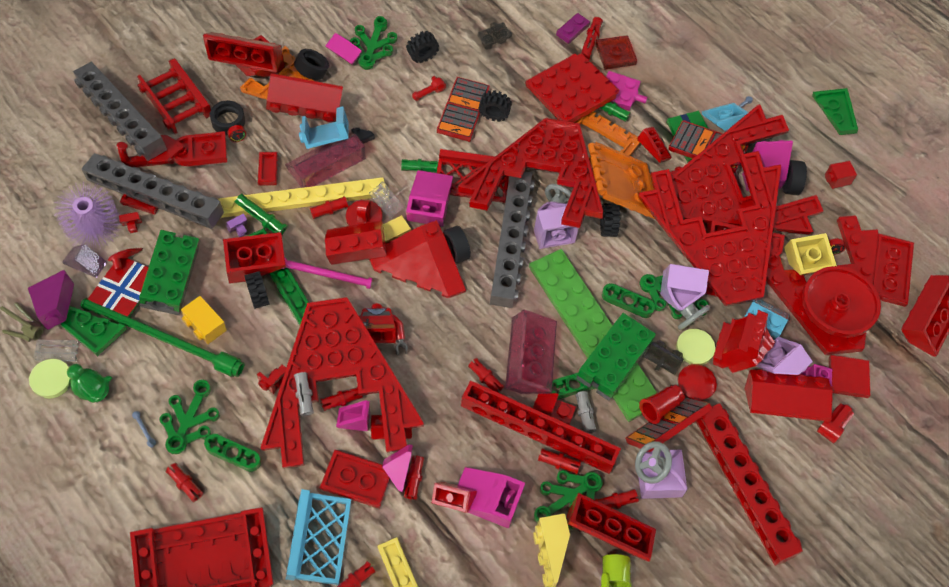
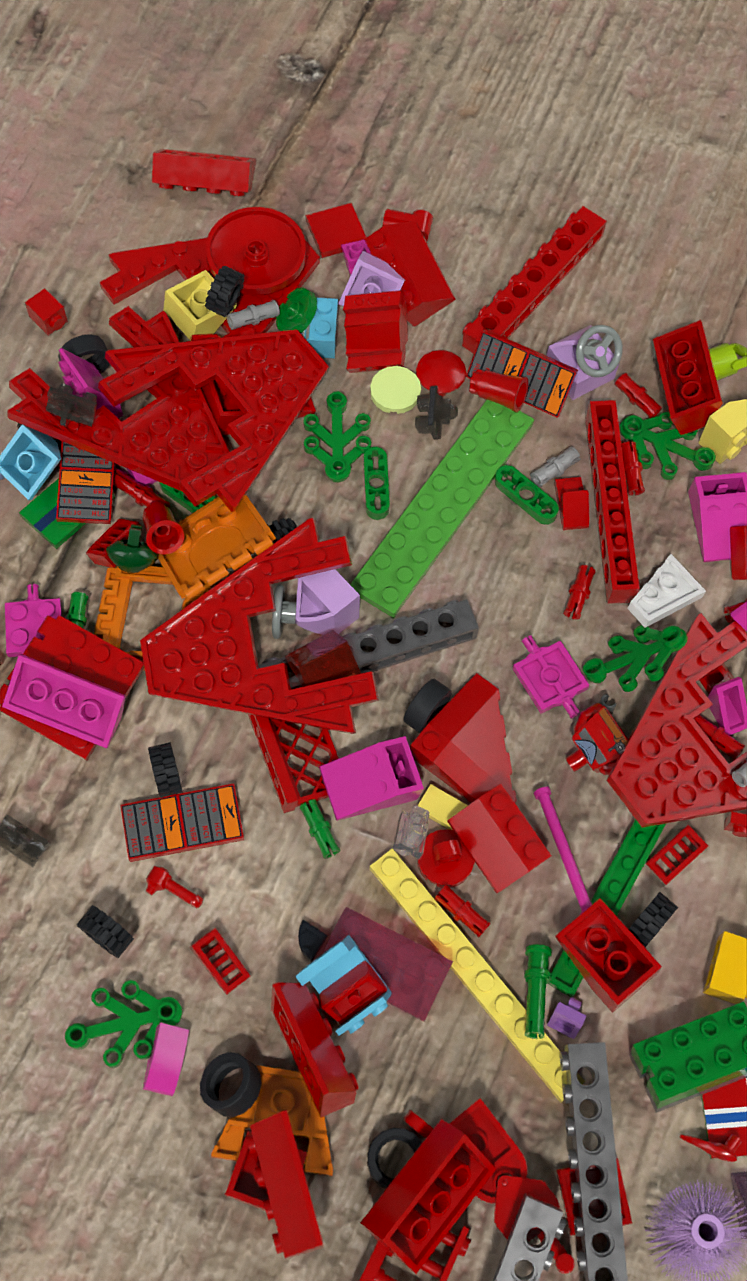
camera: 115 degrees left, 5 degrees up
(130, 220) = (655, 1177): red tile -> none
(197, 109) = (428, 1195): none -> red slope
(267, 168) = (446, 1041): red tile -> none
(285, 346) = (694, 838): none -> red slope
(319, 130) = (352, 992): none -> red slope
(379, 97) = (228, 954): none -> red slope
(413, 389) = (667, 641): none -> green plant
(438, 326) = (550, 677): none -> dark pink plate
(453, 423) = (665, 593): none -> white wing
(513, 199) = (323, 660): none -> clear red slope
(531, 354) = (524, 551): clear pink slope -> none
(558, 74) = (64, 701): none -> dark pink slope
(616, 356) = (476, 452): green piece -> none
(639, 143) = (131, 553): none -> dark green piece
(646, 160) = (162, 530): none -> red plant
(682, 287) = (340, 409): lavender piece -> none
(744, 141) = (71, 407): none -> clear smoke hips
(781, 309) = (297, 311): none -> green tile
(790, 283) = (253, 314): none -> light grey pin
(808, 258) = (224, 291): none -> black tyre
(837, 245) = (160, 287): tile -> none
(893, 269) = (158, 225): red tile -> none

